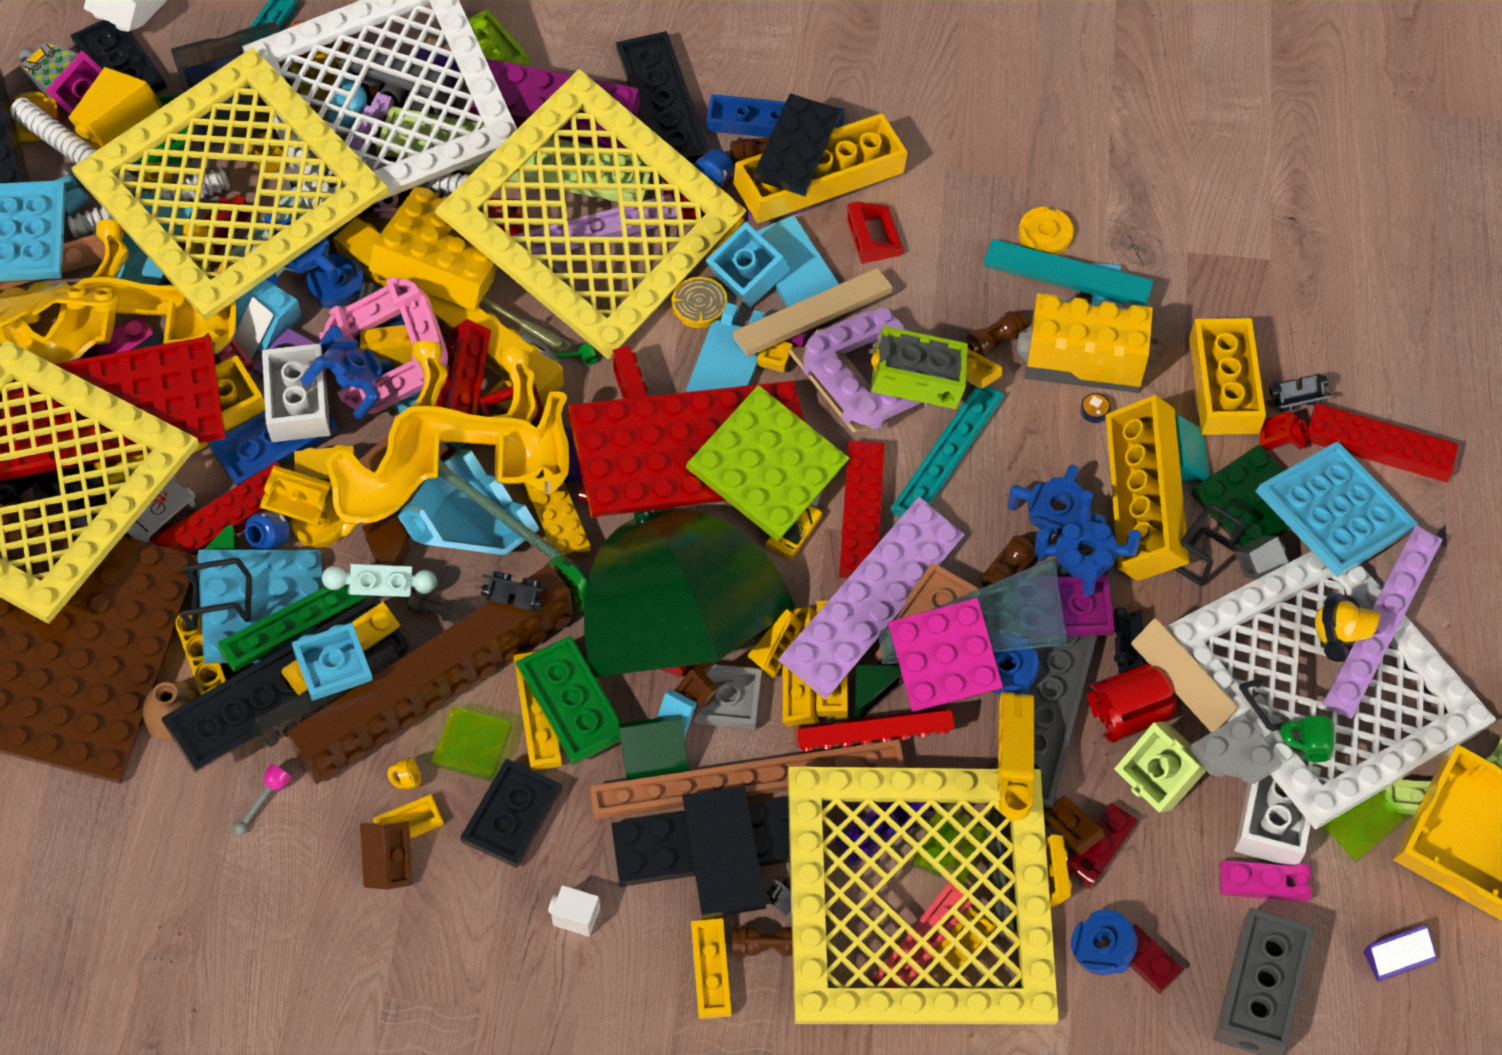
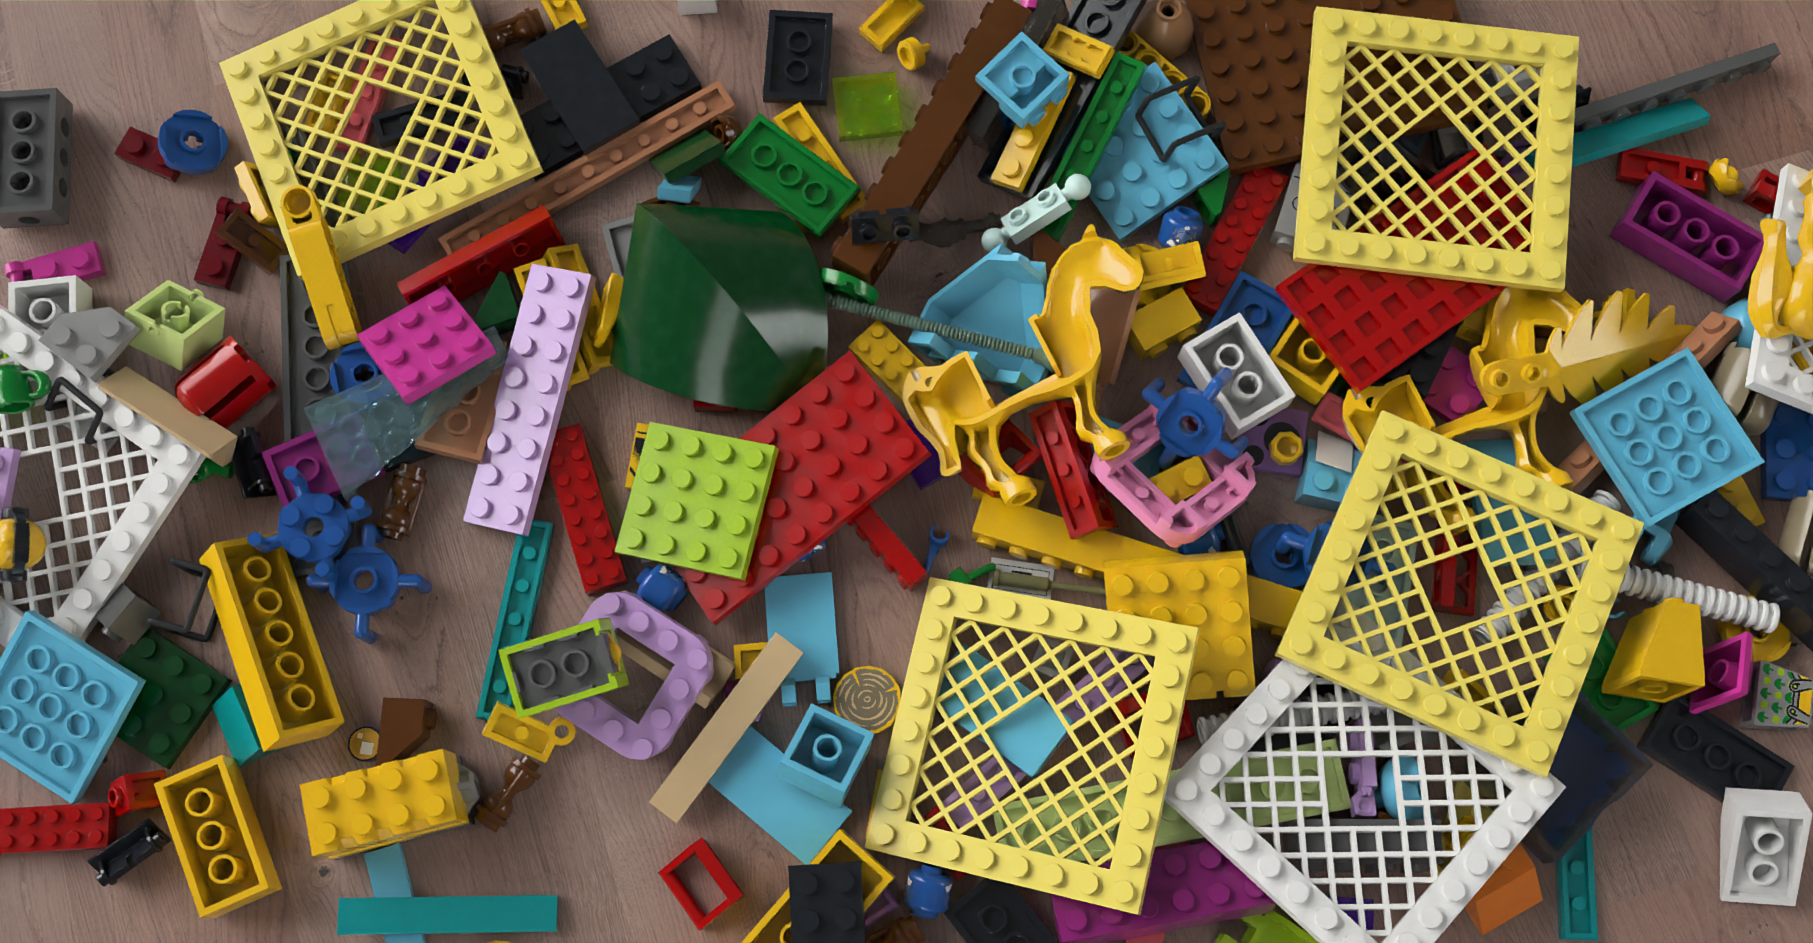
camera: 155 degrees right, 15 degrees up
(265, 681) = (1078, 51): none -> yellow plate
(287, 338) = (1285, 448): none -> yellow tile
(595, 384) = (935, 545): none -> blue hand
(600, 220) = (1022, 738): none -> medium azure tile
(609, 765) = (725, 129): none -> reddish brown plate
(825, 421) = (662, 587): none -> blue head
(900, 892) = (392, 123): none -> black plate
(1061, 402) = (404, 727): none -> reddish brown slope

